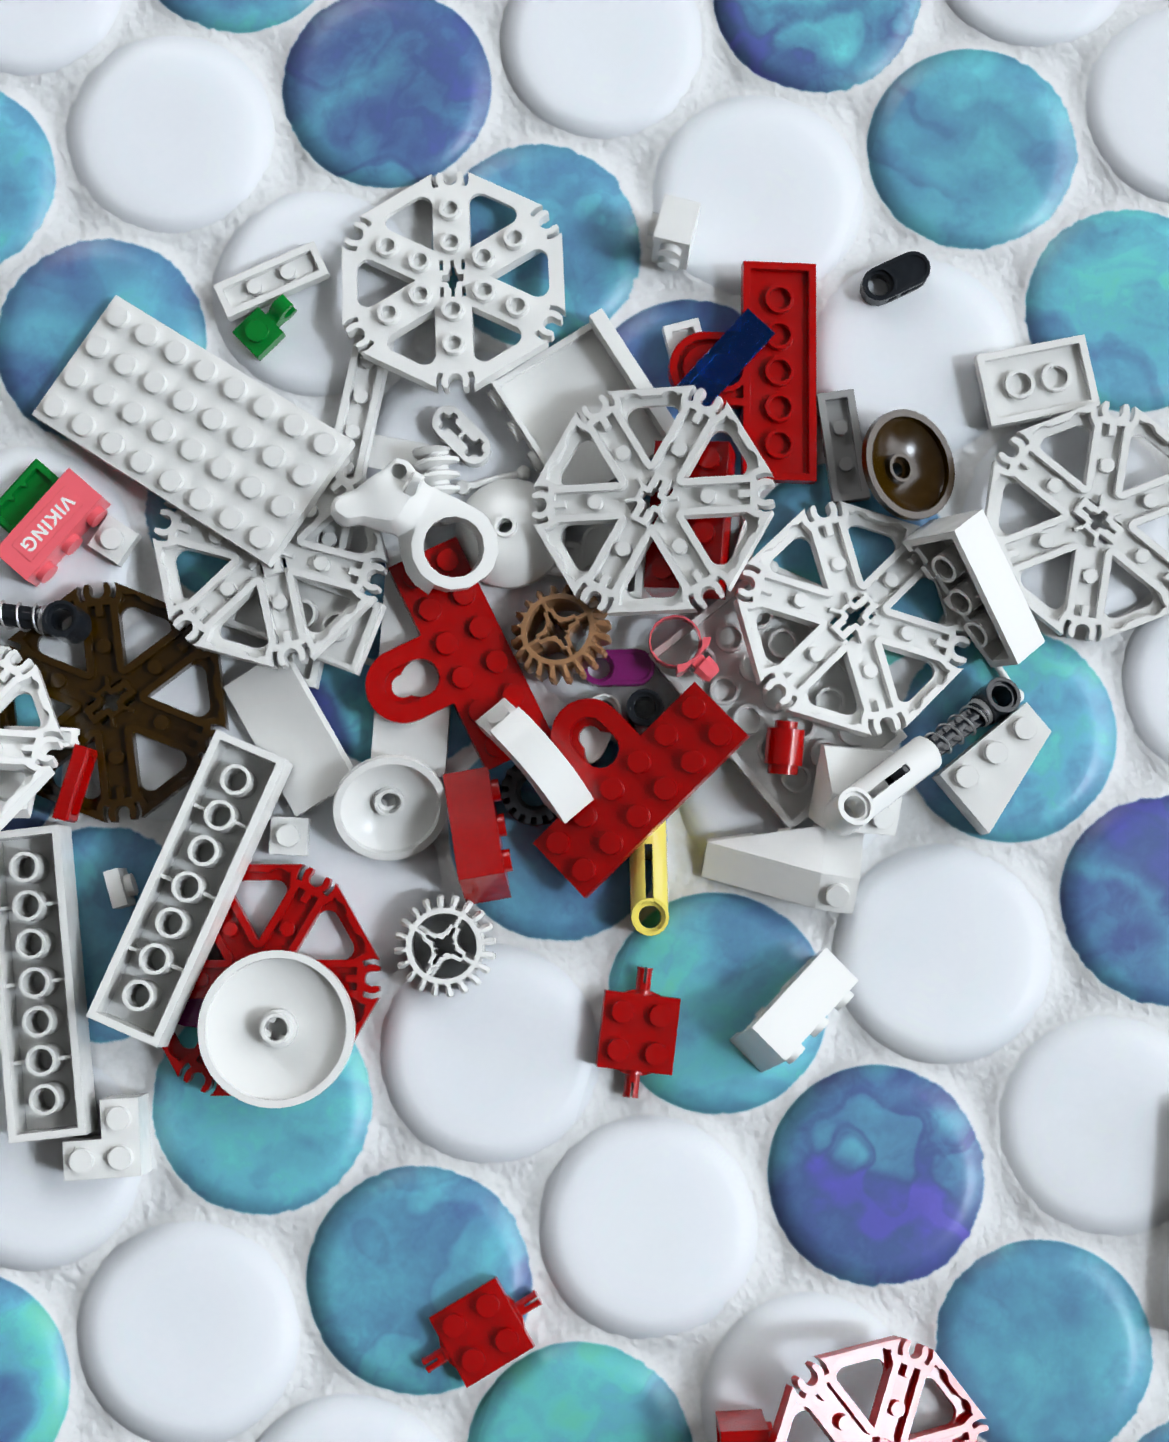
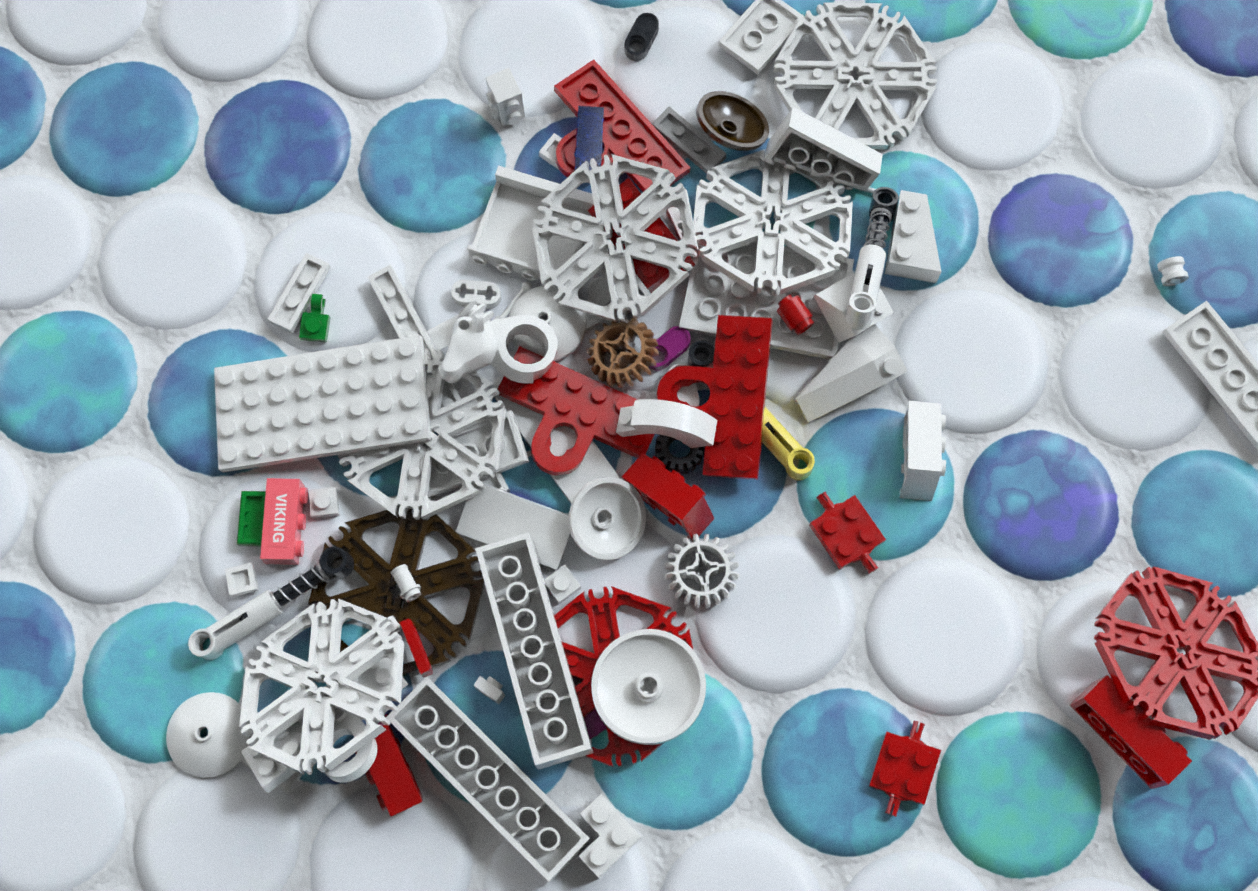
camera: 40 degrees left, 10 degrees down
(122, 703) = (406, 583): none -> white pin
(453, 315) = (391, 227): white plate -> none
(704, 667) = (715, 306): coral piece -> none

